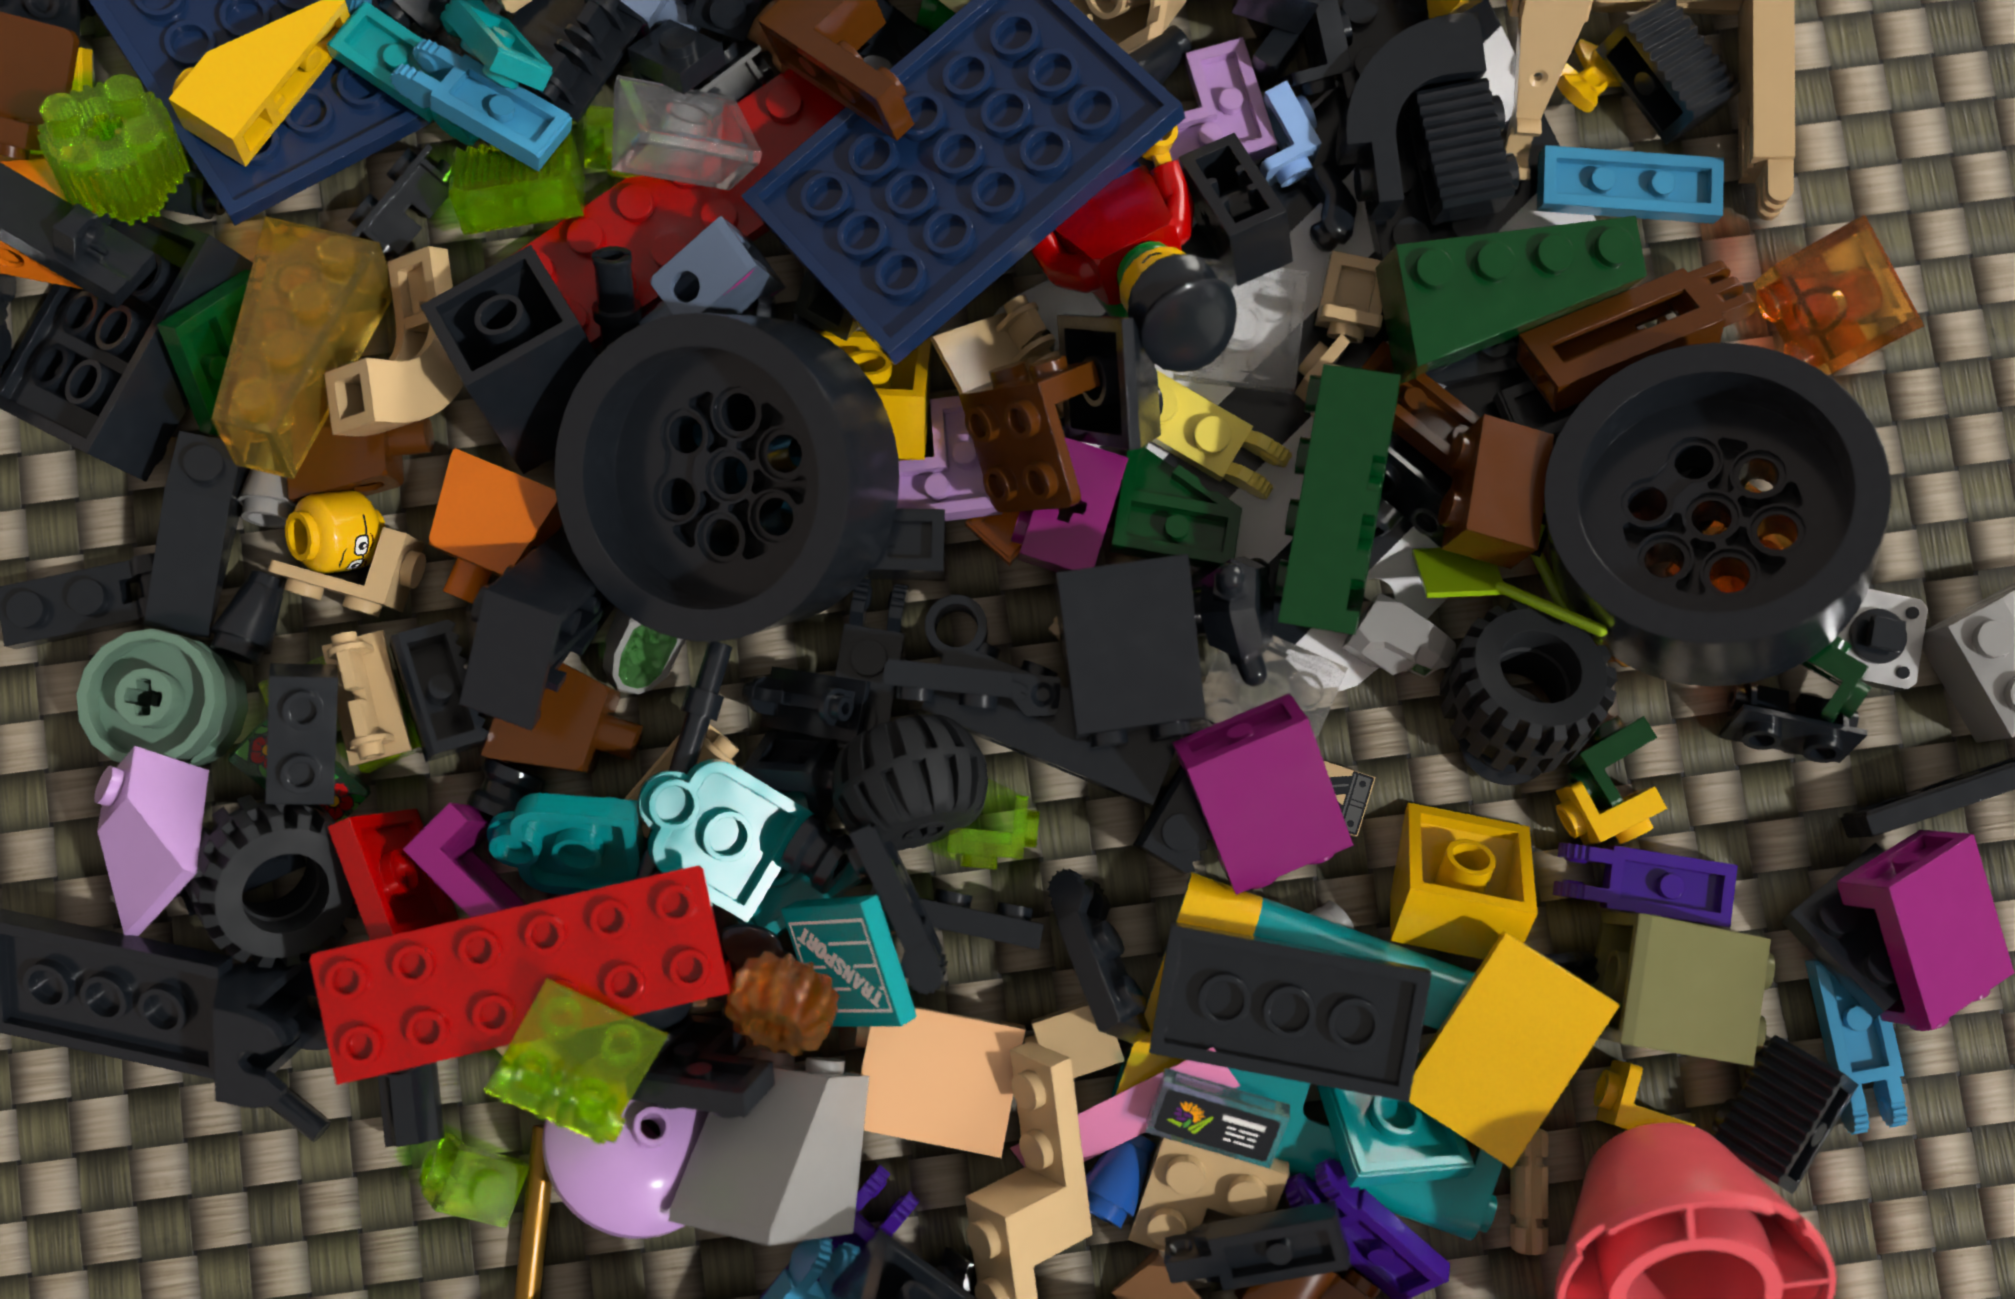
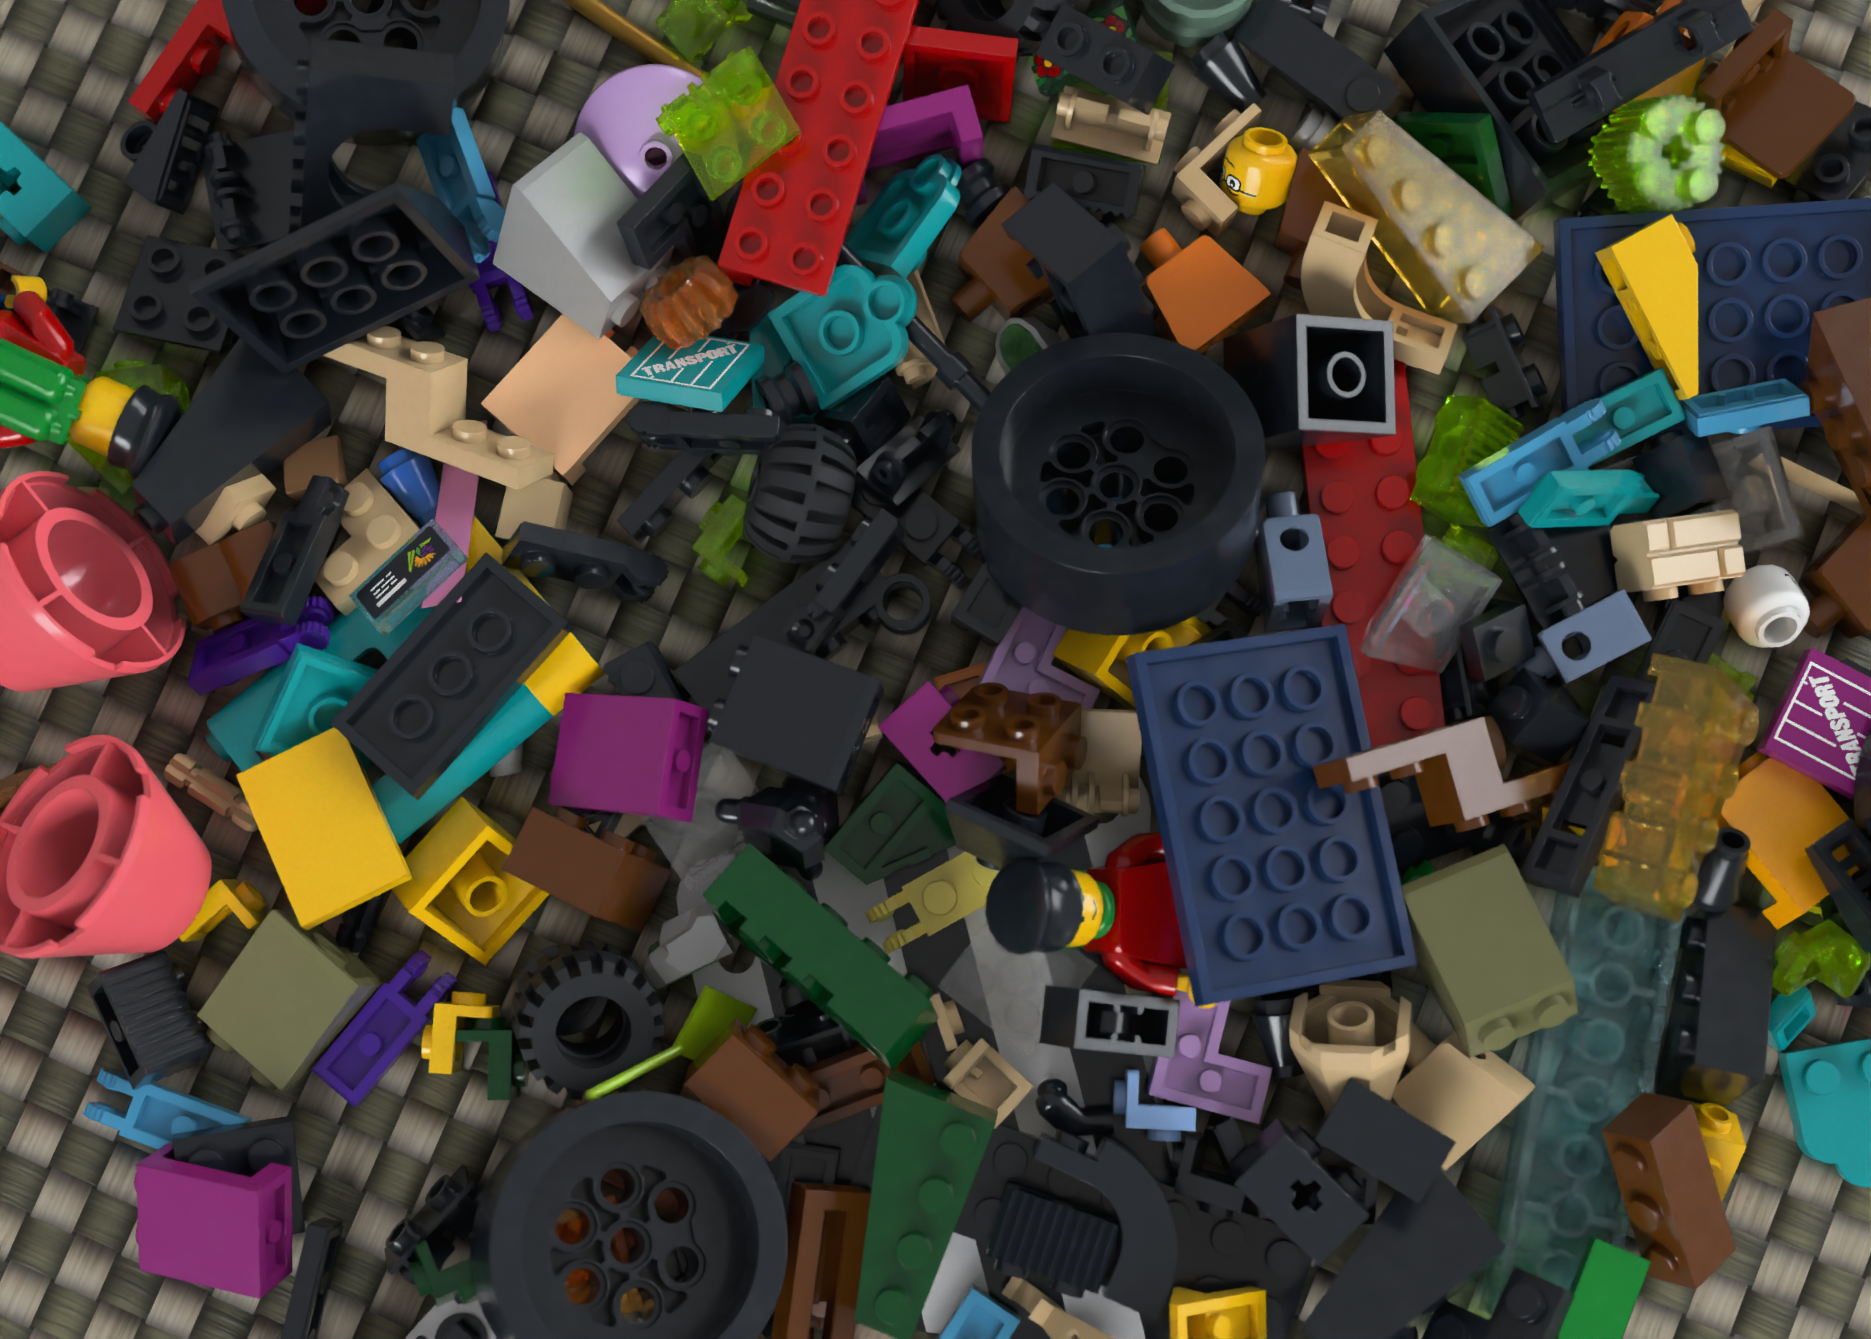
camera: 125 degrees right, 0 degrees up
(615, 304) = (1313, 480): black pin -> none
(1394, 773) = (599, 875): none -> reddish brown brick

